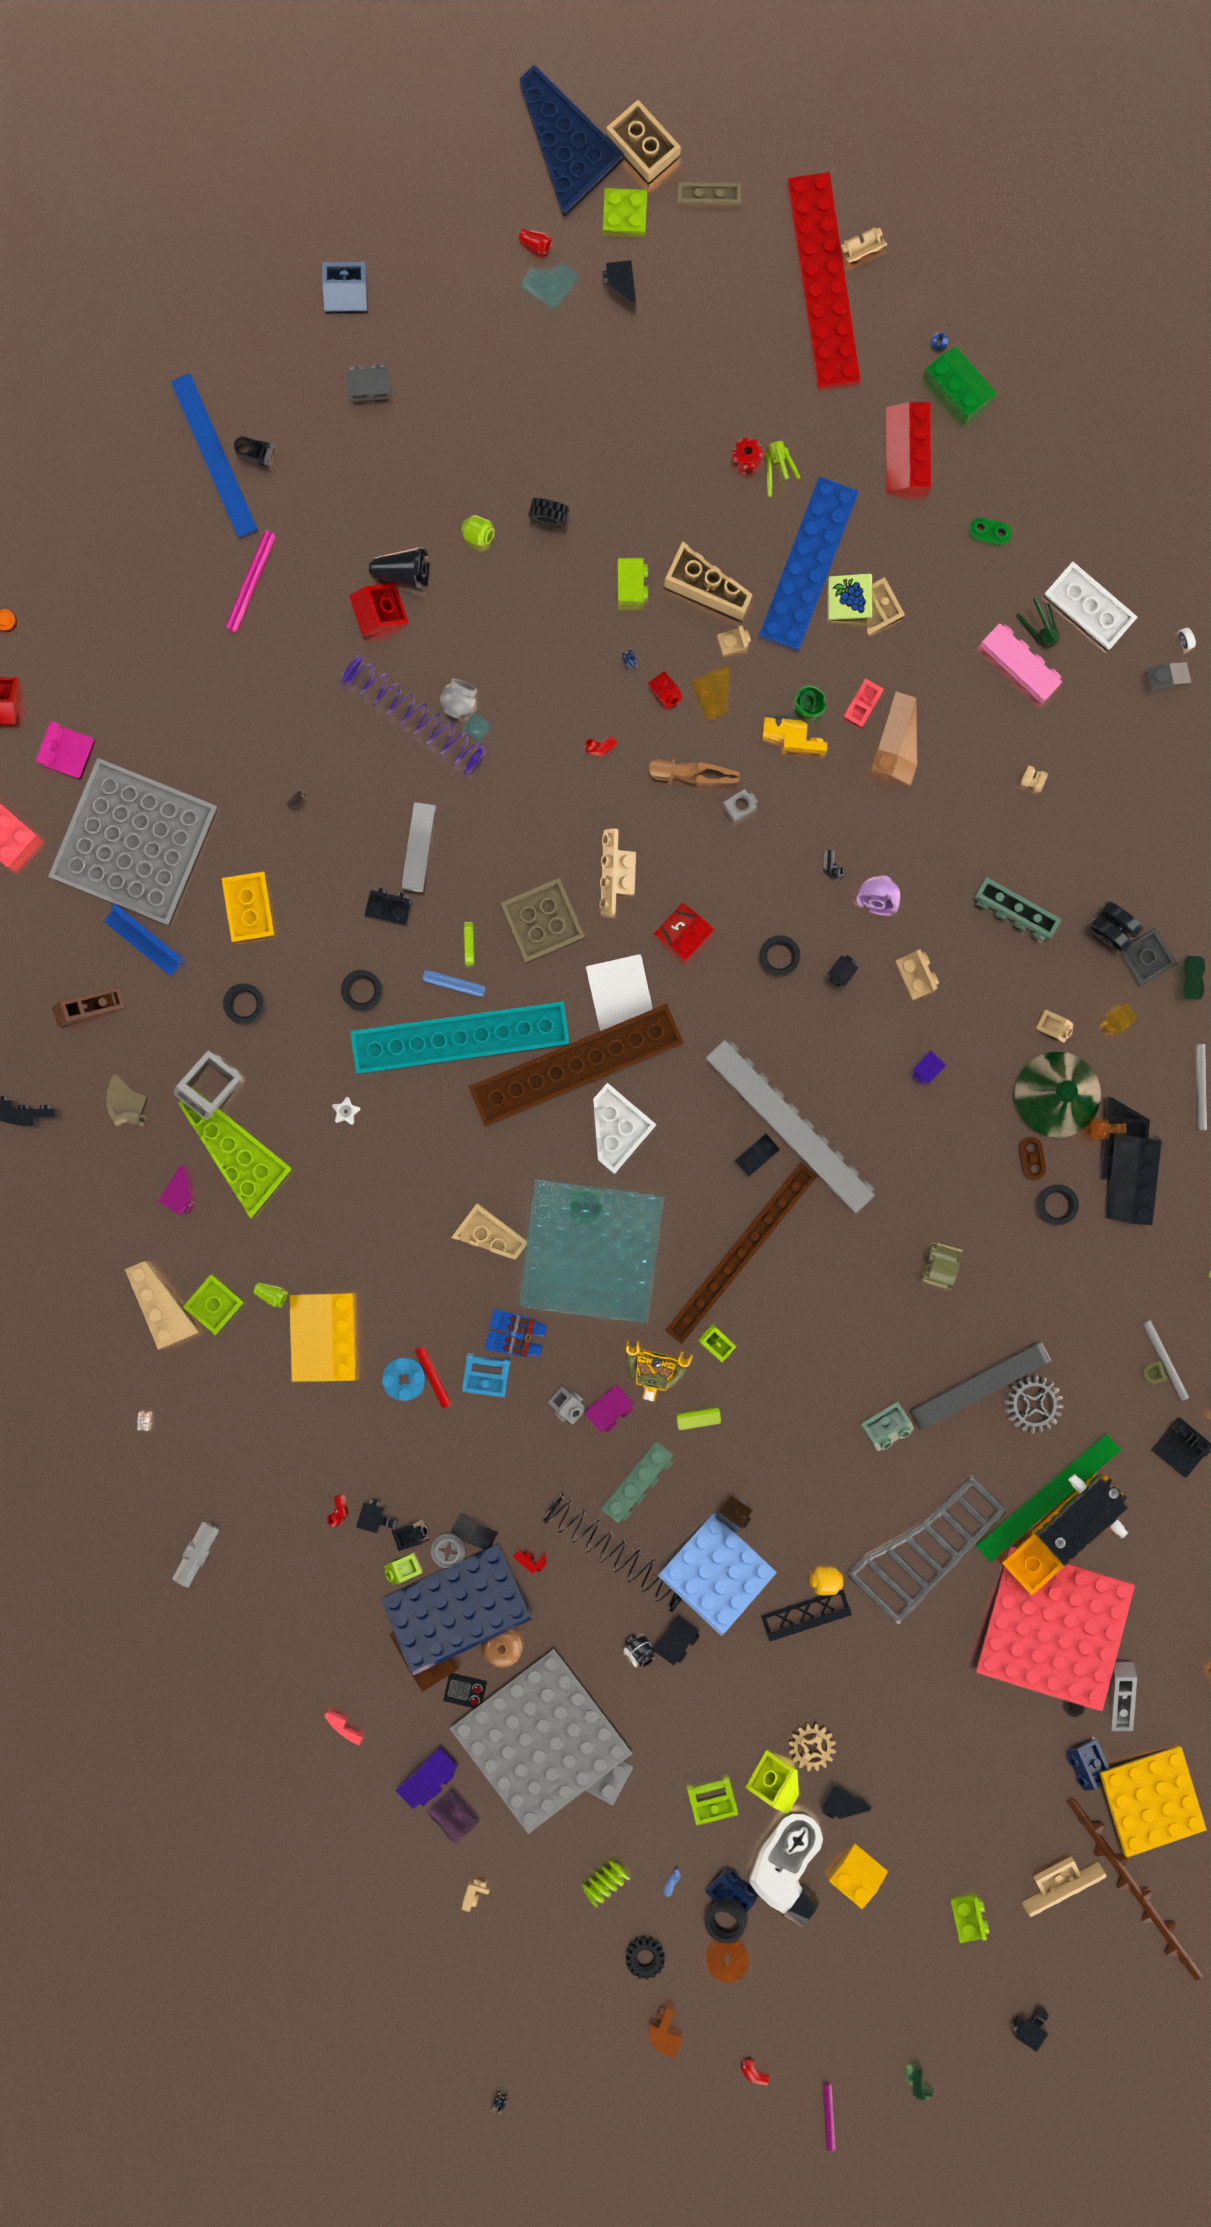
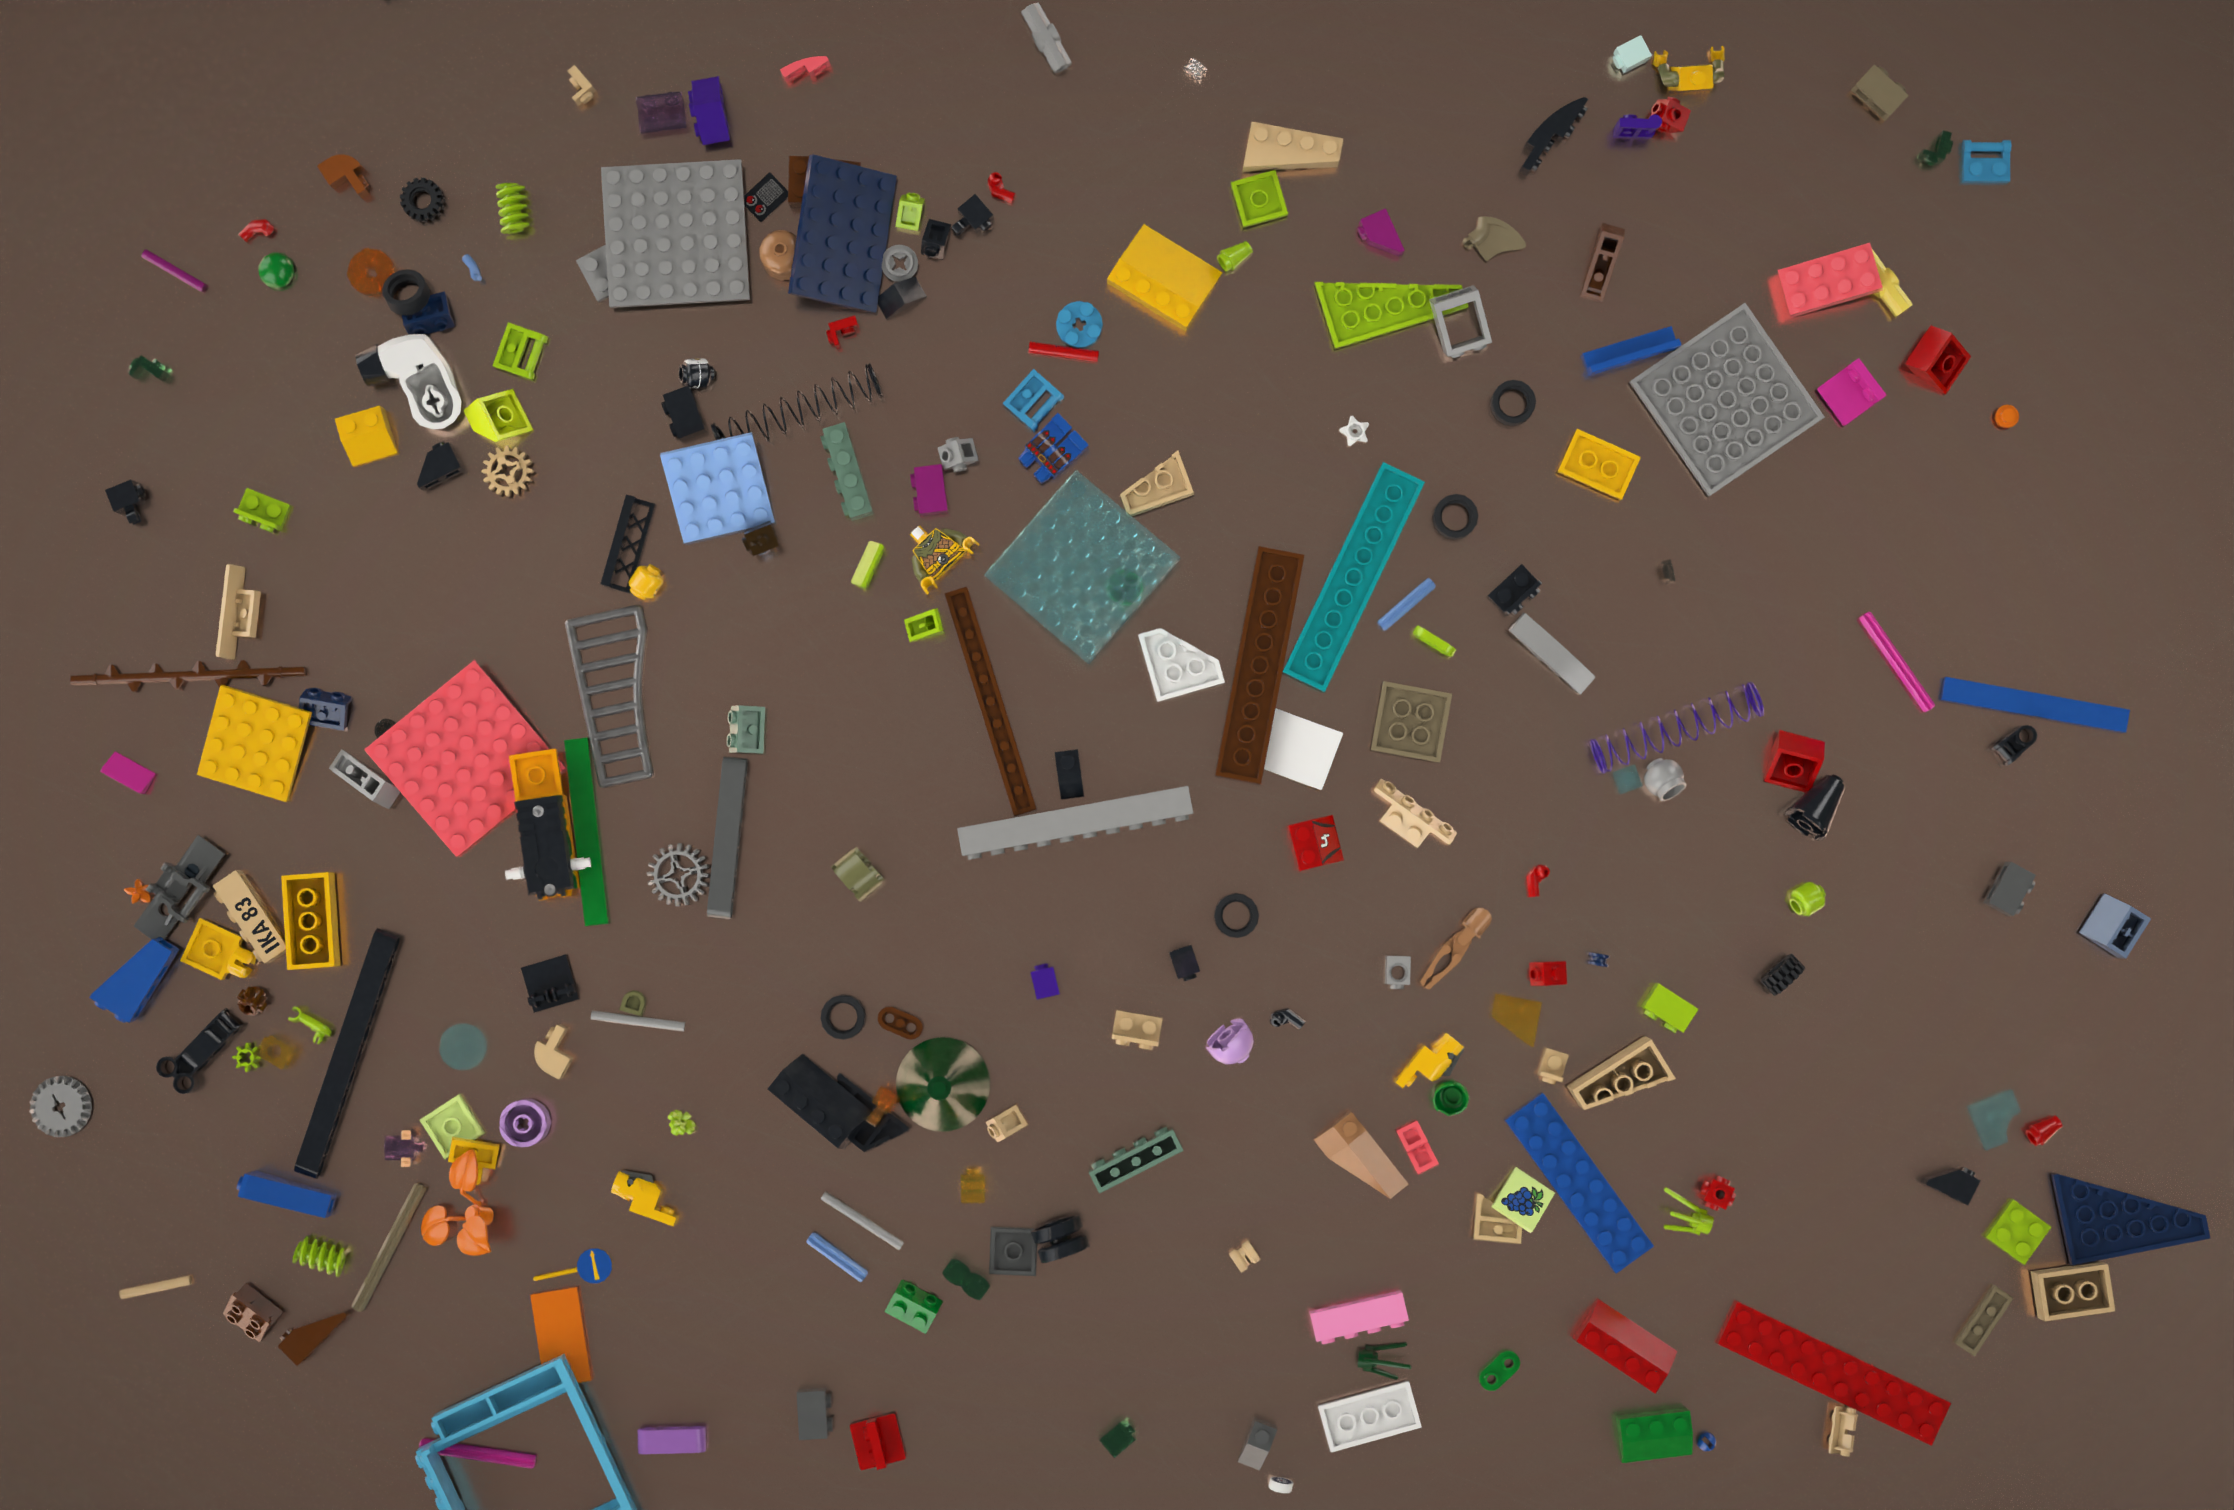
camera: 125 degrees right, 0 degrees up
(775, 2036) = (276, 270): none -> green hair

